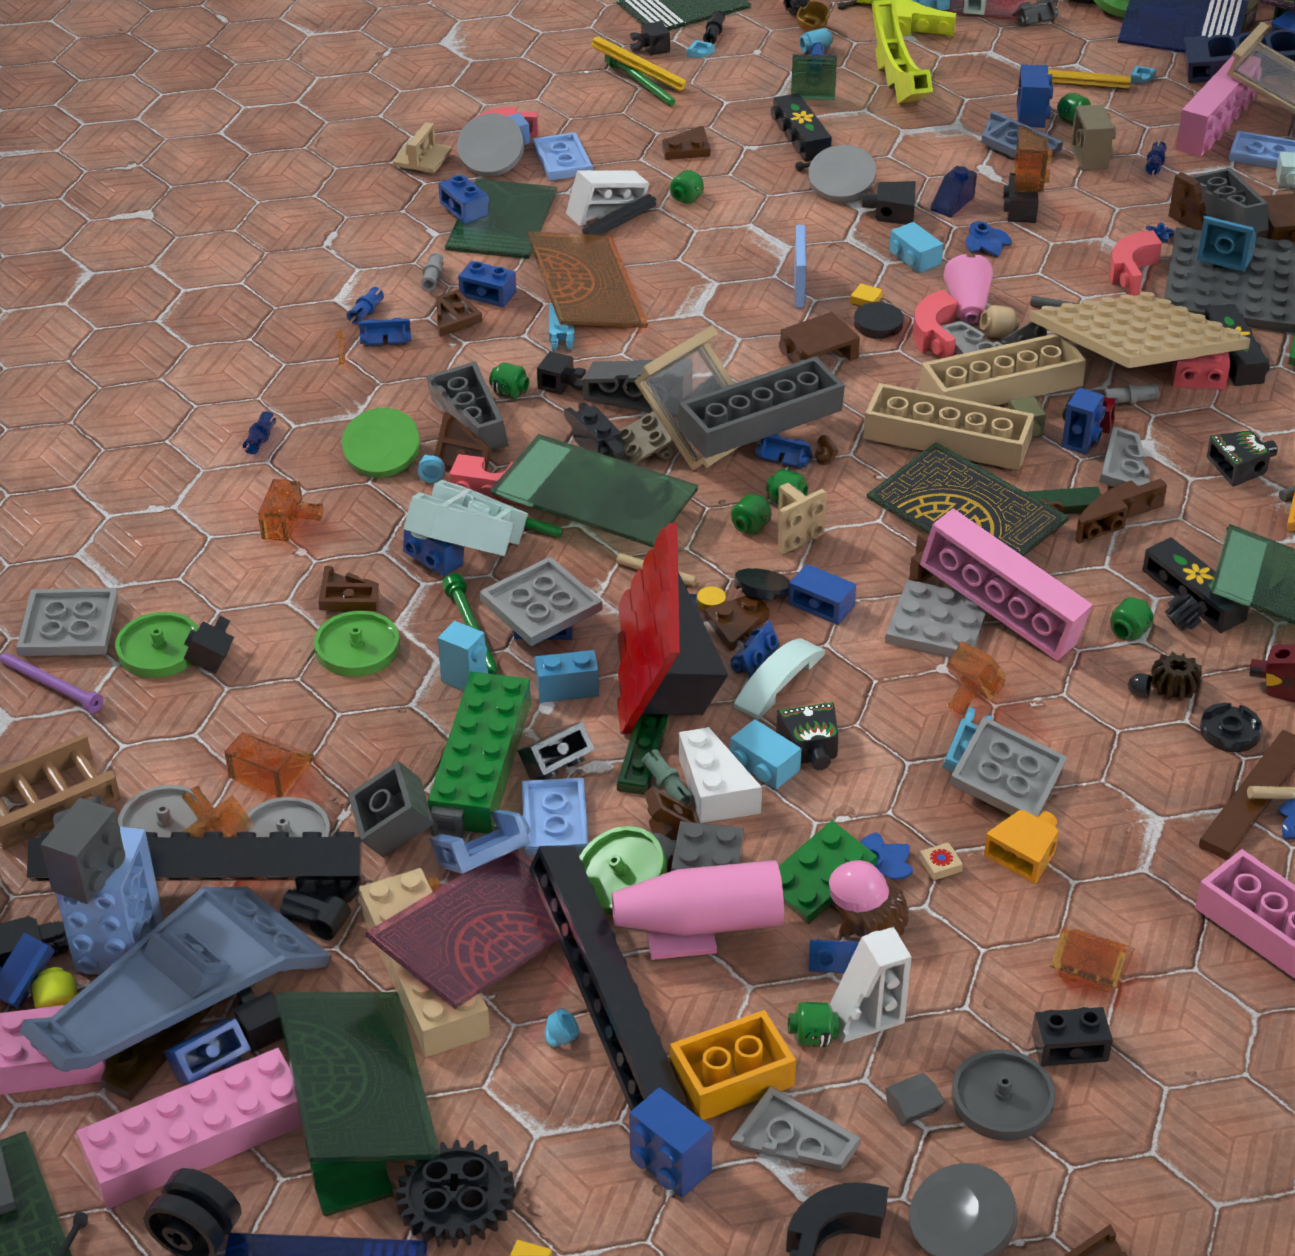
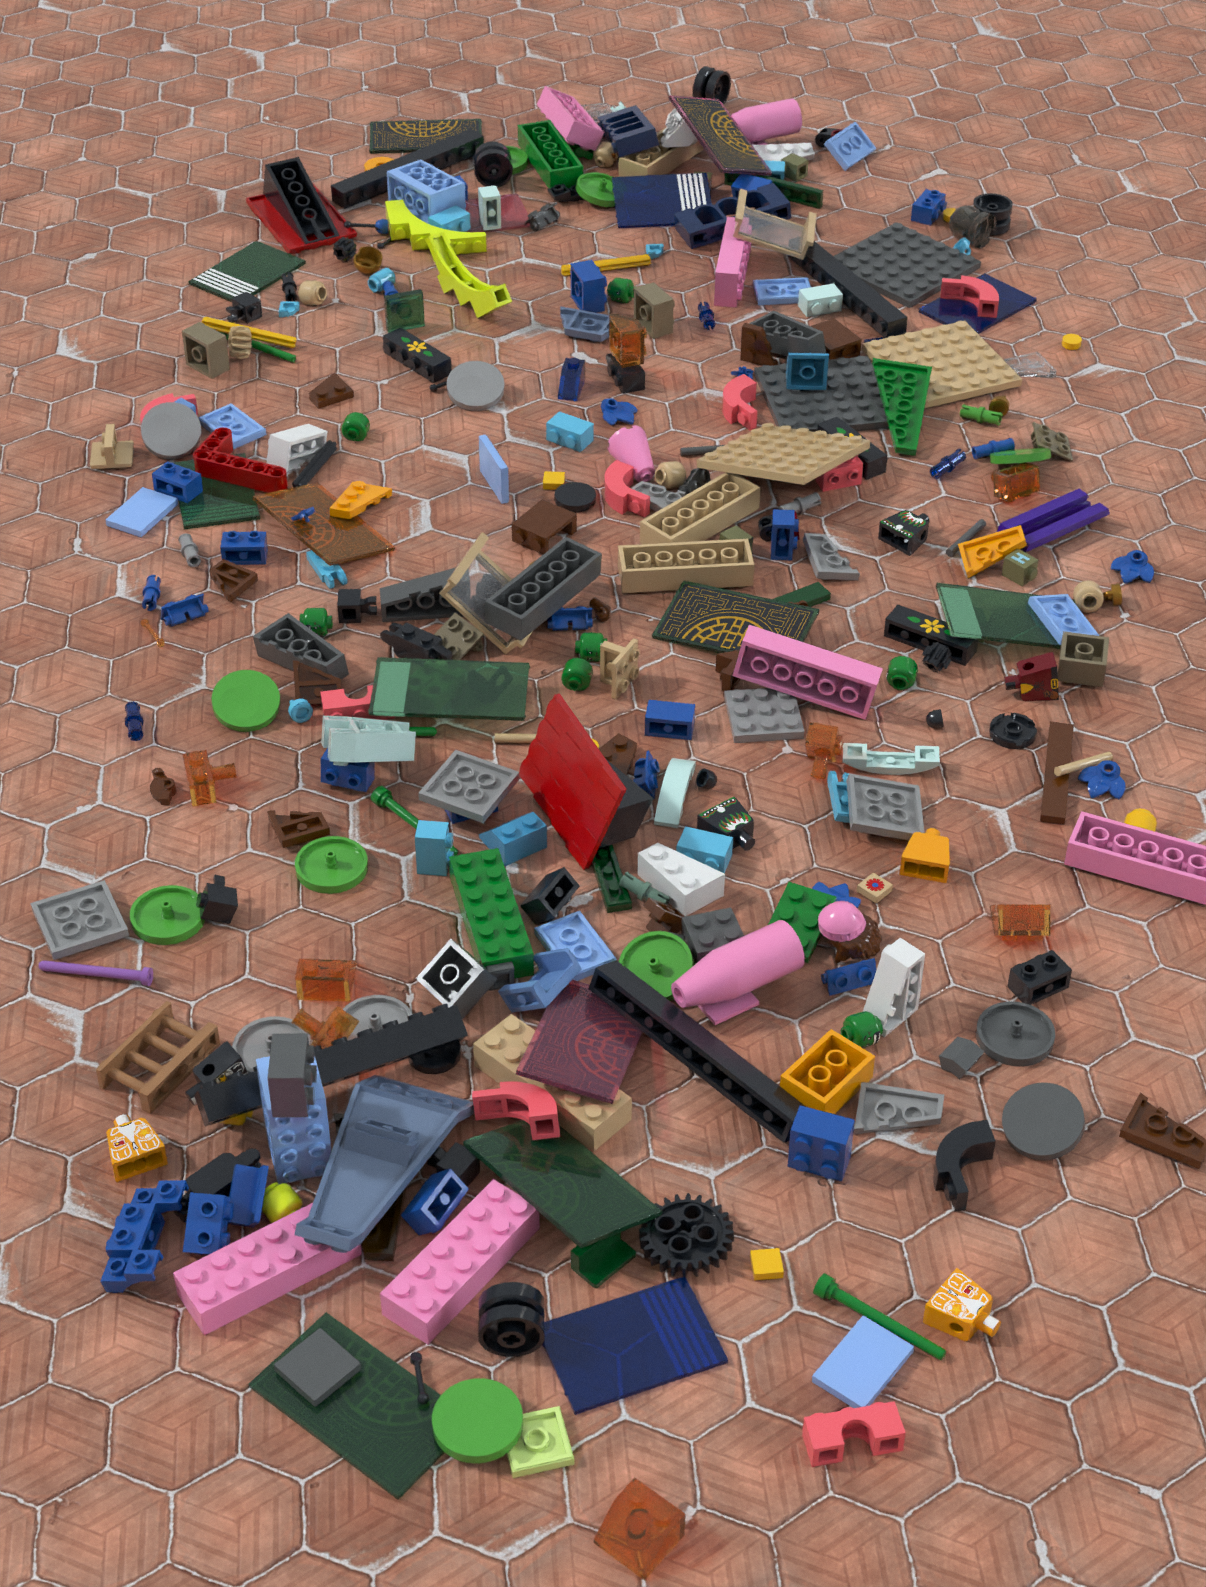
camera: 25 degrees left, 0 degrees up
(241, 509) = (162, 787): none -> reddish brown piece
(322, 916) = (451, 1076): black piece -> none
(368, 968) = (521, 1102): none -> coral arch
(413, 221) = (141, 512): none -> light blue tile
(517, 188) = (215, 462): none -> red beam
(561, 1028) = (685, 1093): medium azure tile -> none
(565, 263) = (304, 513): none -> blue plant
(580, 71) = (205, 350): none -> dark tan brick
(621, 71) = (239, 342): none -> tan gear
(639, 260) = (356, 498): none -> light orange wing
(732, 38) = (312, 292): none -> tan head
(761, 583) = (621, 725): black tile -> none
(822, 674) = (706, 779): none -> black hinge
(893, 202) = (529, 399): black torso -> none
(1050, 719) = (891, 762): none -> light aqua slope
(1113, 507) = (842, 591): reddish brown slope -> none
(1176, 676) = (957, 705): dark brown gear -> none

